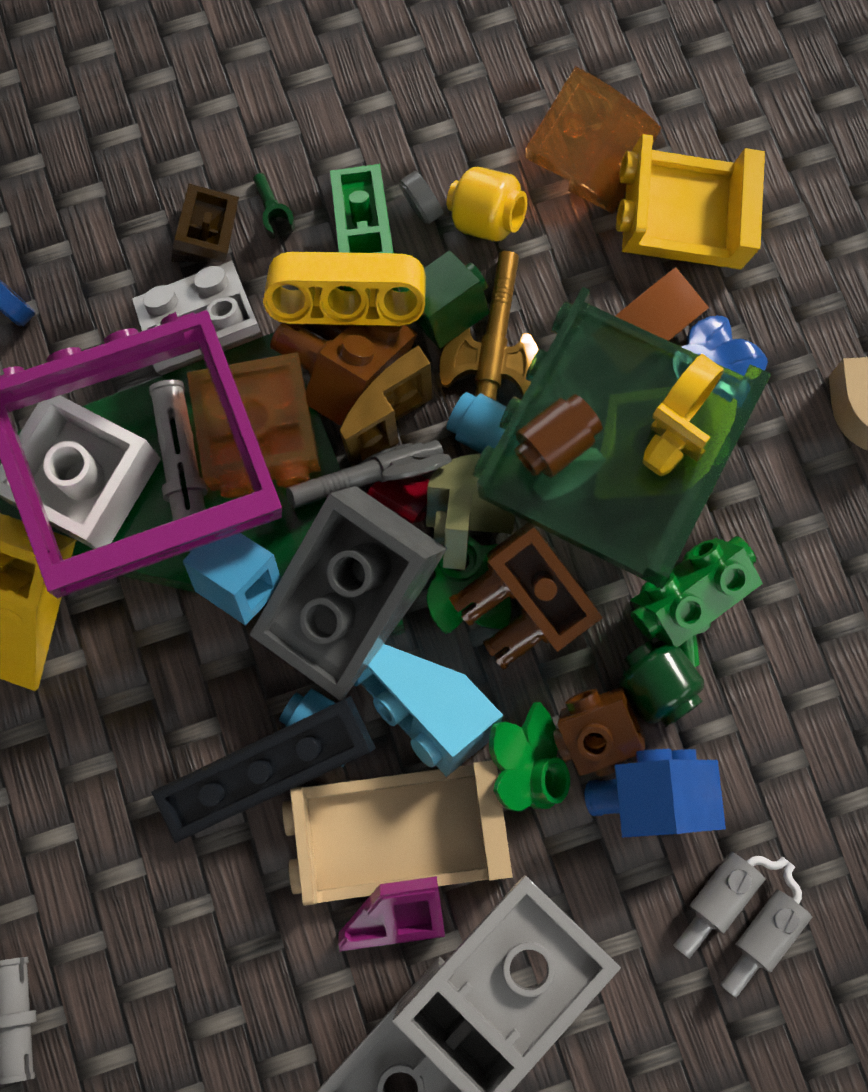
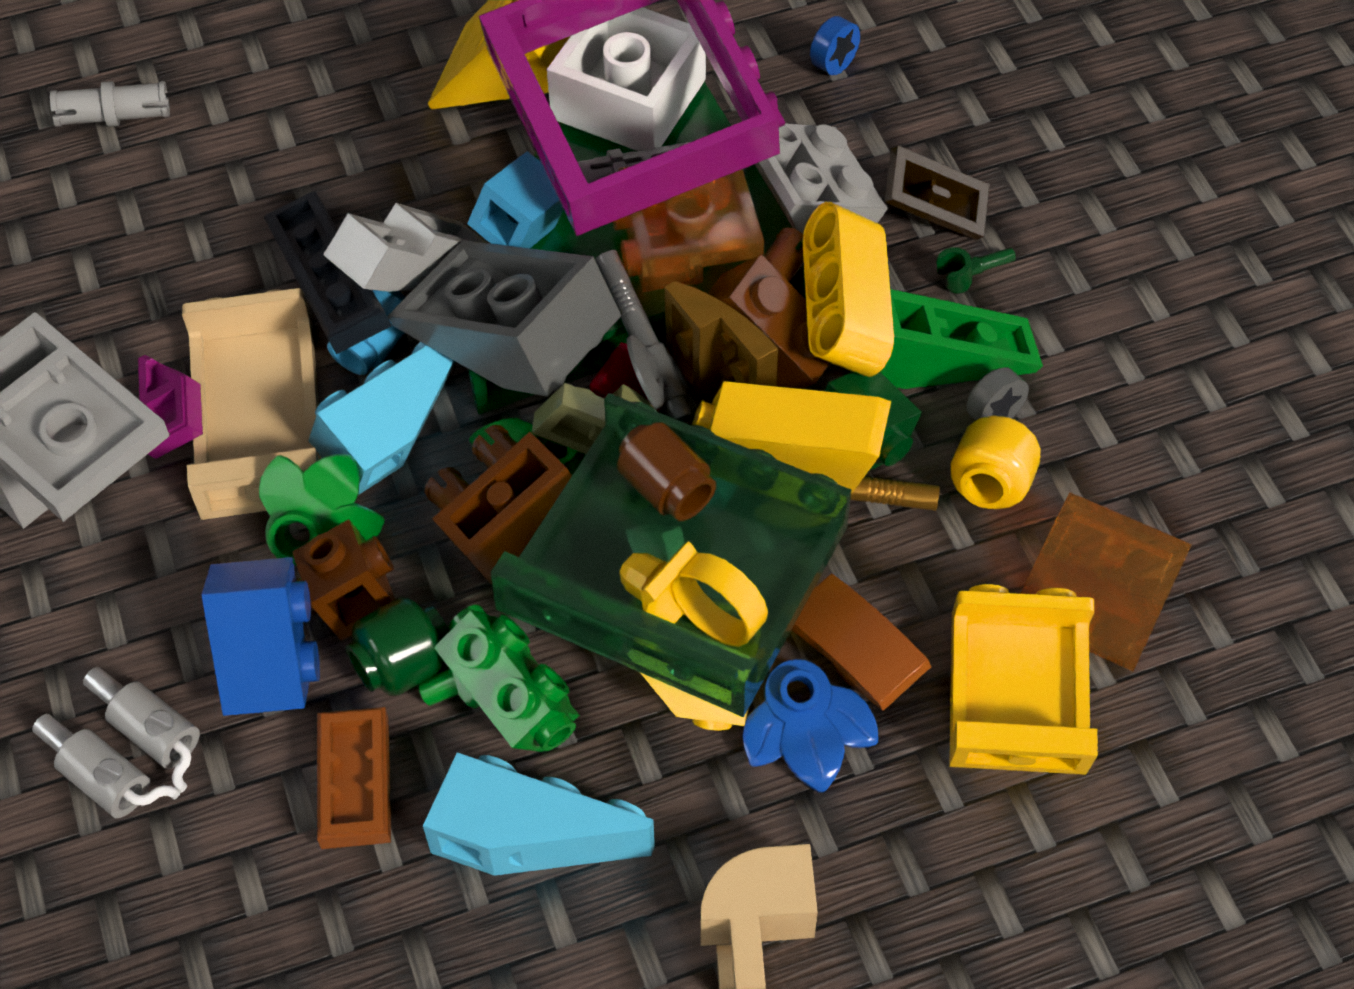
camera: 85 degrees right, 20 degrees down
(254, 688) = (395, 252): none -> light grey slope
(496, 342) = (801, 427): none -> yellow slope
(773, 717) = (353, 778): none -> dark orange plate
(816, 581) = (520, 824): none -> medium azure slope

